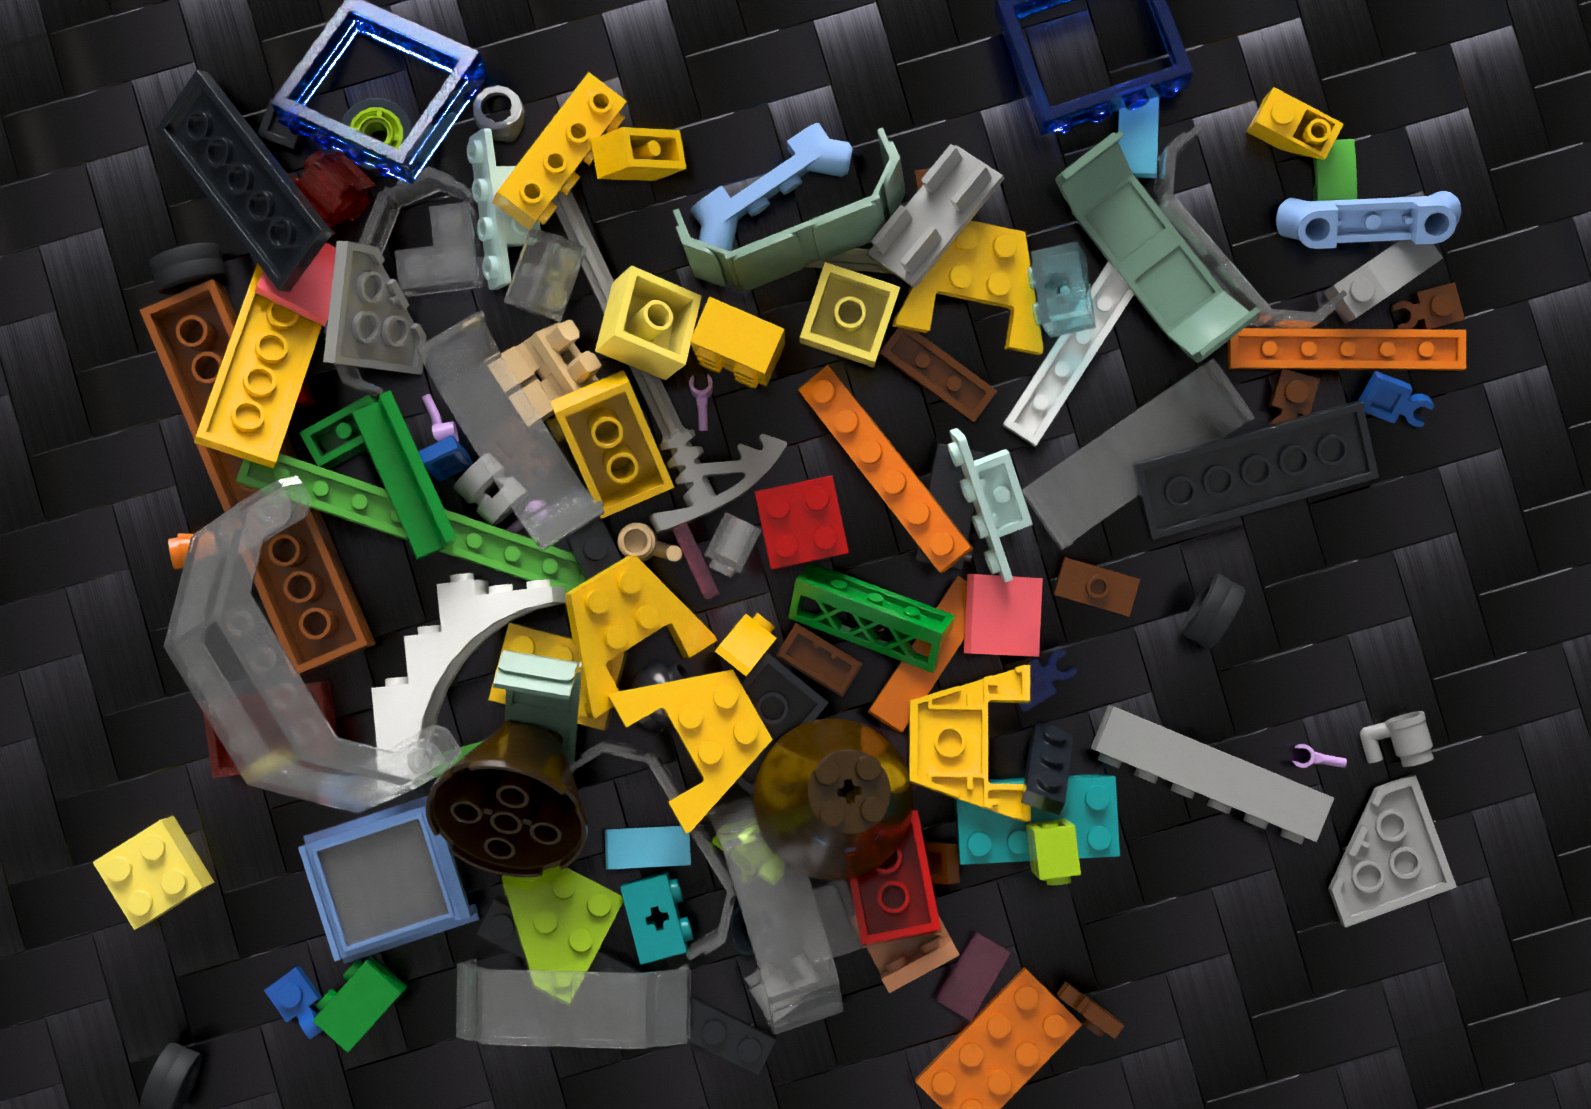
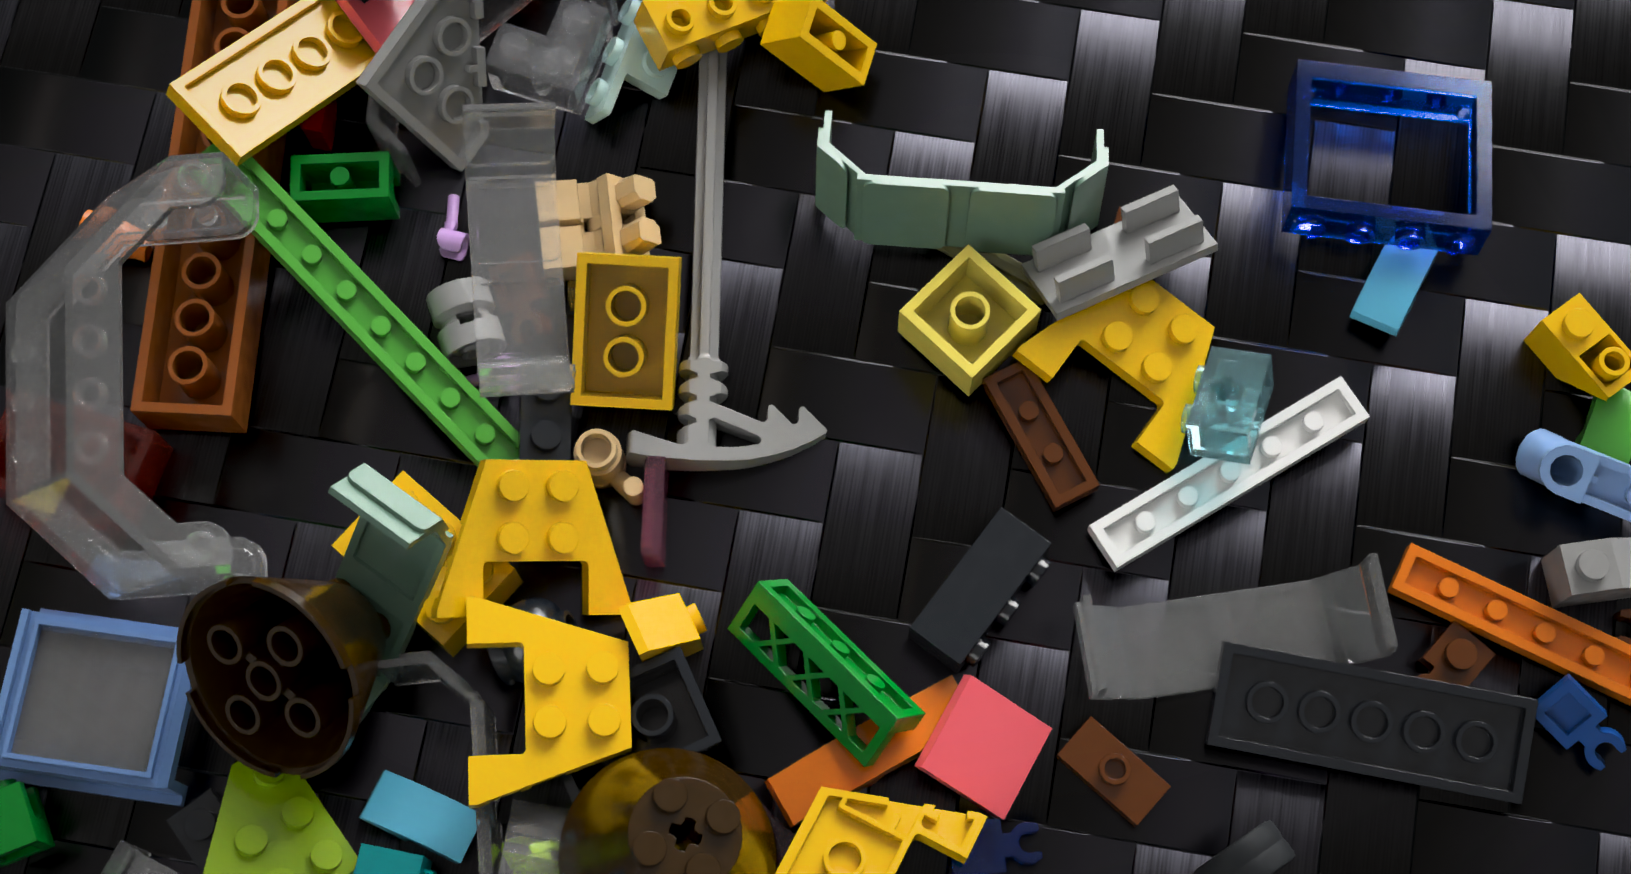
camera: 25 degrees right, 15 degrees down
(404, 476) = (374, 251): green fence -> none
(445, 458) = (431, 257): blue tile -> none
(468, 616) = (305, 465): white arch -> none
(545, 274) = (651, 123): clear brick -> none
(648, 323) = (736, 220): light yellow brick -> none
(702, 402) = (757, 337): lavender hand -> none
(732, 545) = (705, 507): clear brick -> none
(737, 343) = (825, 282): yellow brick -> none
(801, 522) = (797, 525): red brick -> none
(809, 151) = (1008, 134): light blue plate -> none
(819, 659) = (739, 694): reddish brown plate -> none
(885, 469) = (926, 512): orange plate -> none
(996, 497) = (1040, 596): light aqua bracket -> none
(1150, 252) = (1351, 403): sand green windscreen -> none
(1214, 259) = (1430, 468): clear windscreen -> none

